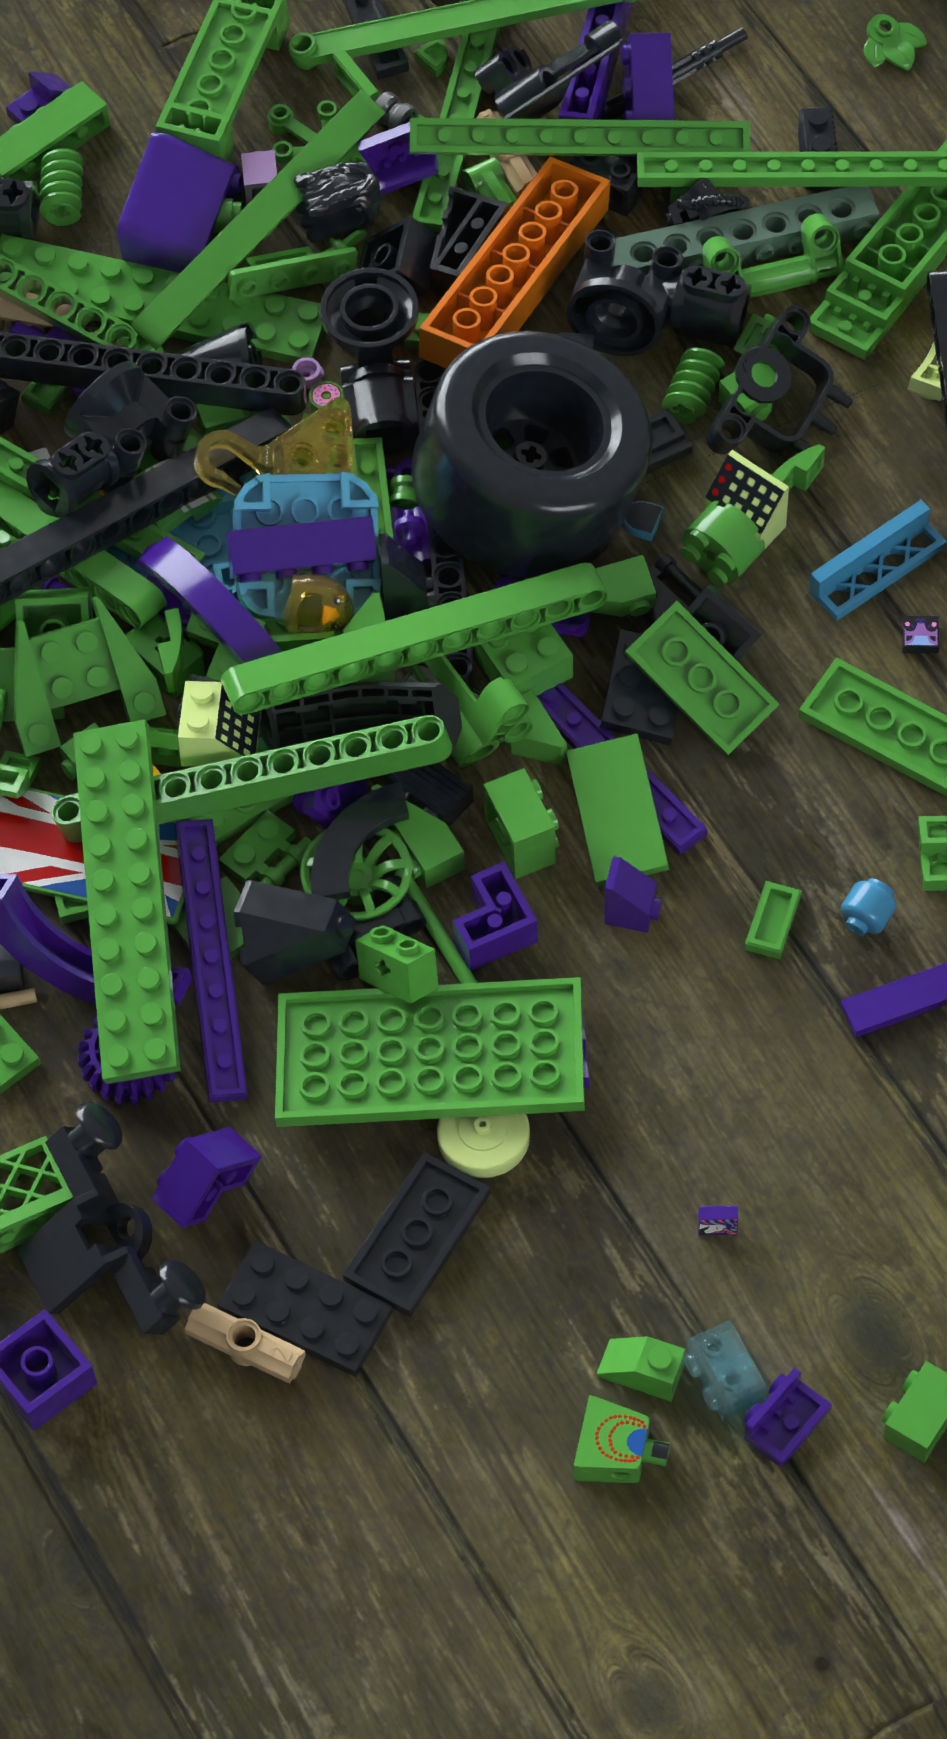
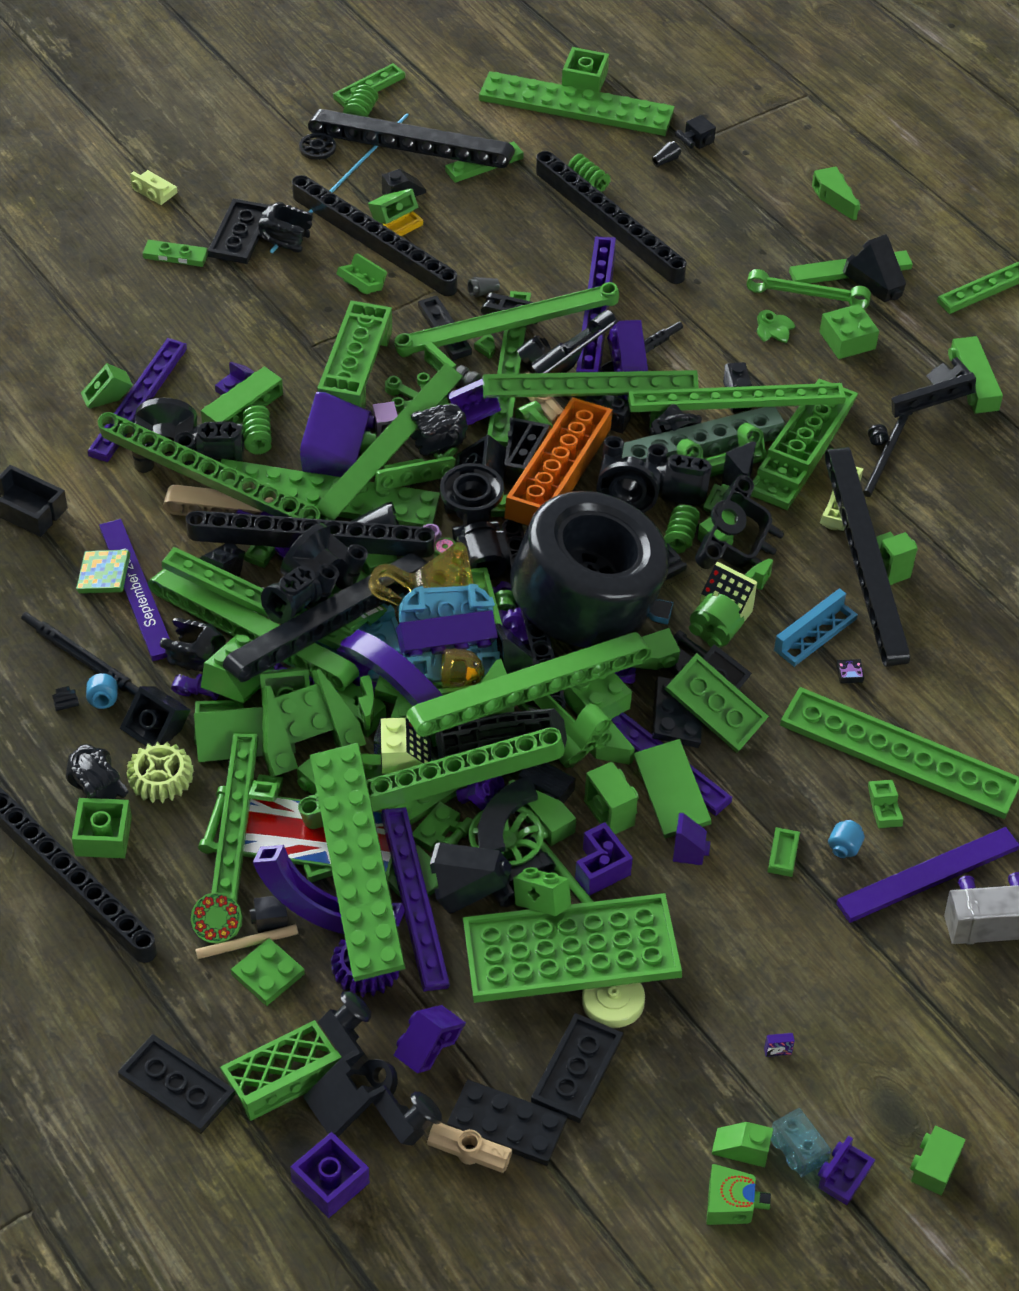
camera: 10 degrees left, 10 degrees down
(797, 283) = (738, 462): none -> black slope

